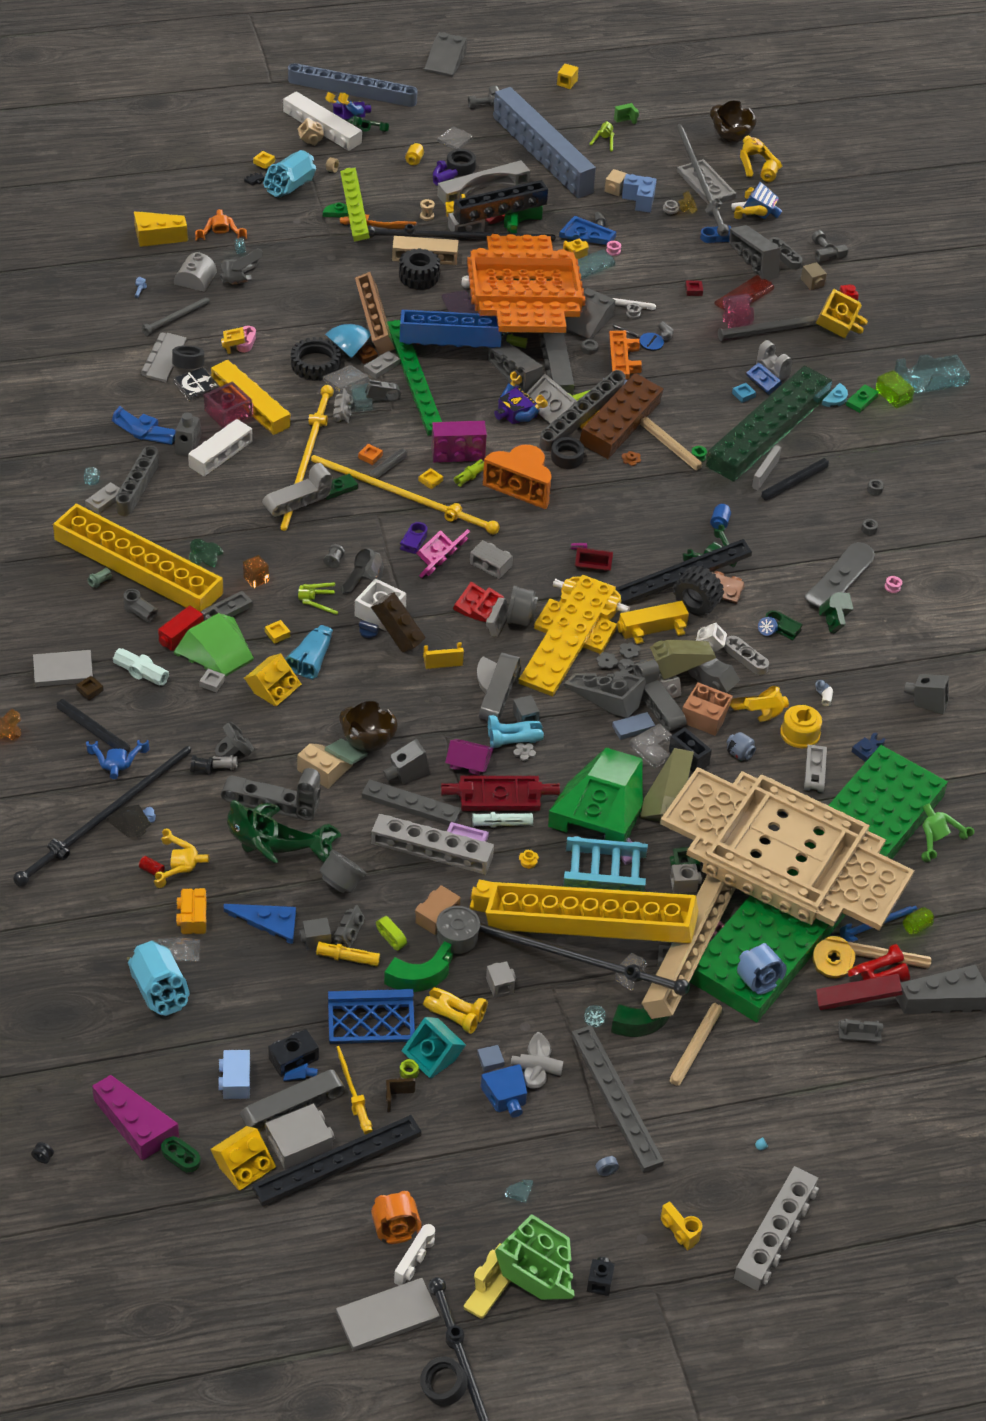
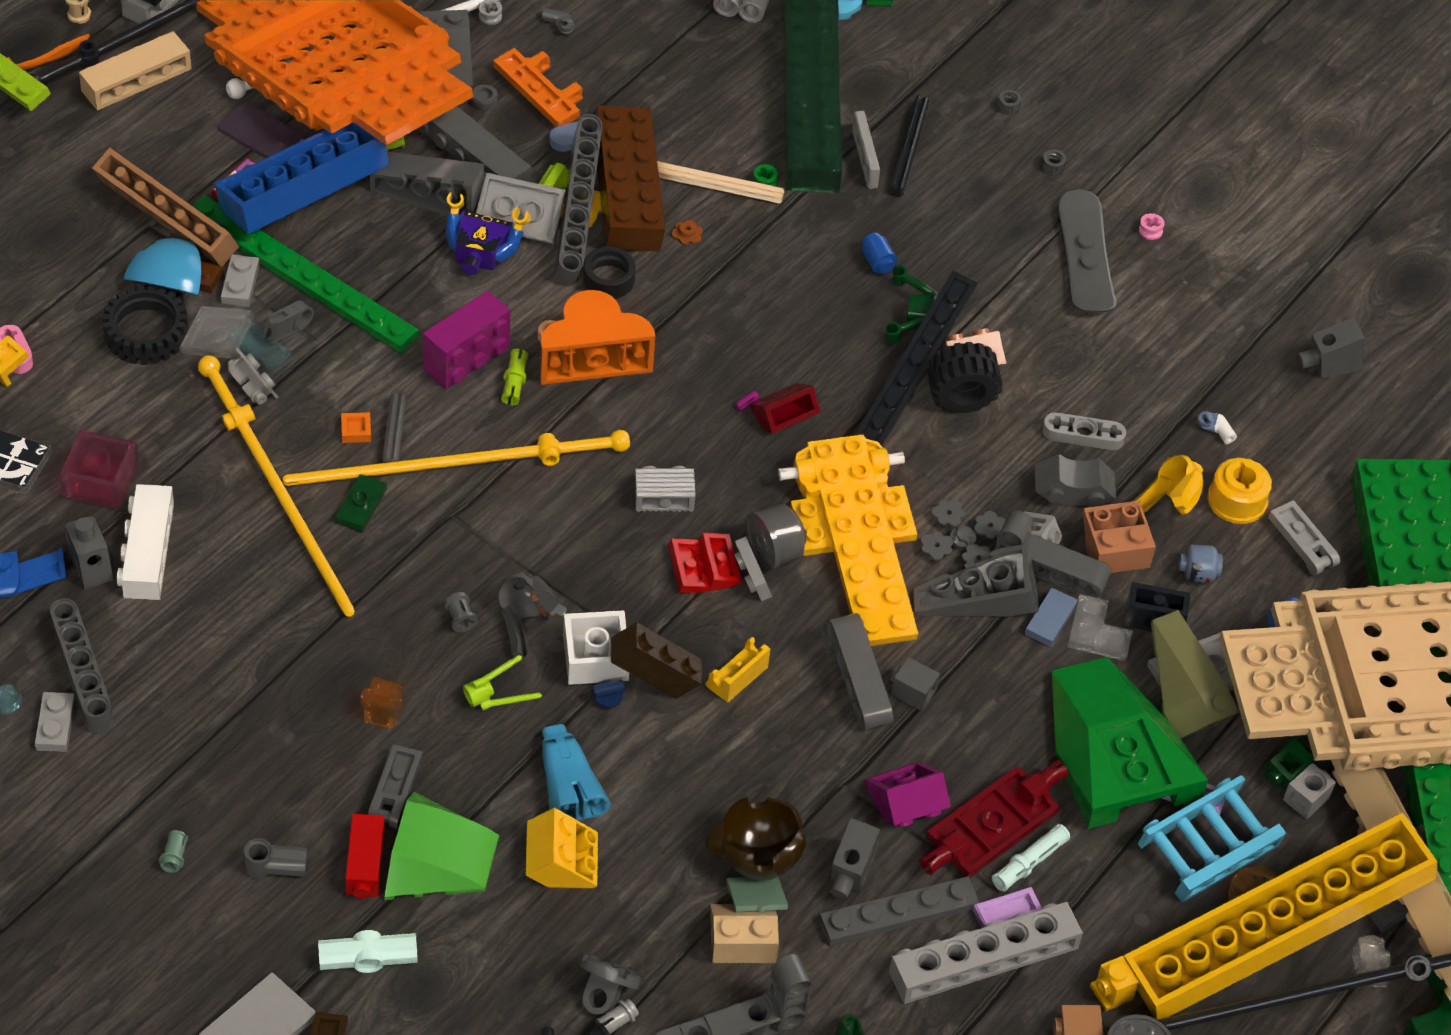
camera: 40 degrees left, 5 degrees up
(138, 558) = (204, 788): yellow brick -> none
(205, 553) = (284, 719): clear green plate -> none
(212, 680) = (482, 906): light grey plate -> none
(265, 409) = (158, 444): yellow brick -> none
(277, 631) = (496, 775): yellow plate -> none
(301, 493) = (334, 545): light grey beam -> none
(413, 541) = (536, 523): dark purple piece -> none
(419, 268) = (157, 104): black tyre -> none
(430, 478) = (469, 416): yellow tile -> none
(437, 548) = (587, 518): dark pink bracket -> none
(485, 672) = (815, 662): light grey tile -> none
(513, 733) = (919, 747): medium azure piece -> none
(524, 751) = (960, 741): light grey plant -> none
(528, 859) = (1107, 896): yellow plate -> none
(648, 340) = (553, 43): blue piece -> none
(653, 620) = (939, 451): yellow brick -> none
(680, 655) = (1032, 482): olive slope -> none
(714, 635) = (1032, 435): white brick -> none
(744, 392) = (735, 56): dark azure tile -> none
(764, 378) = (743, 22): blue plate -> none
(767, 626) = (1074, 375): tile -> none
(786, 626) = (1091, 362): dark green piece -> none
(835, 610) = (1130, 304): dark green brick -> none
(866, 747) = (1328, 470): dark blue plate -> none

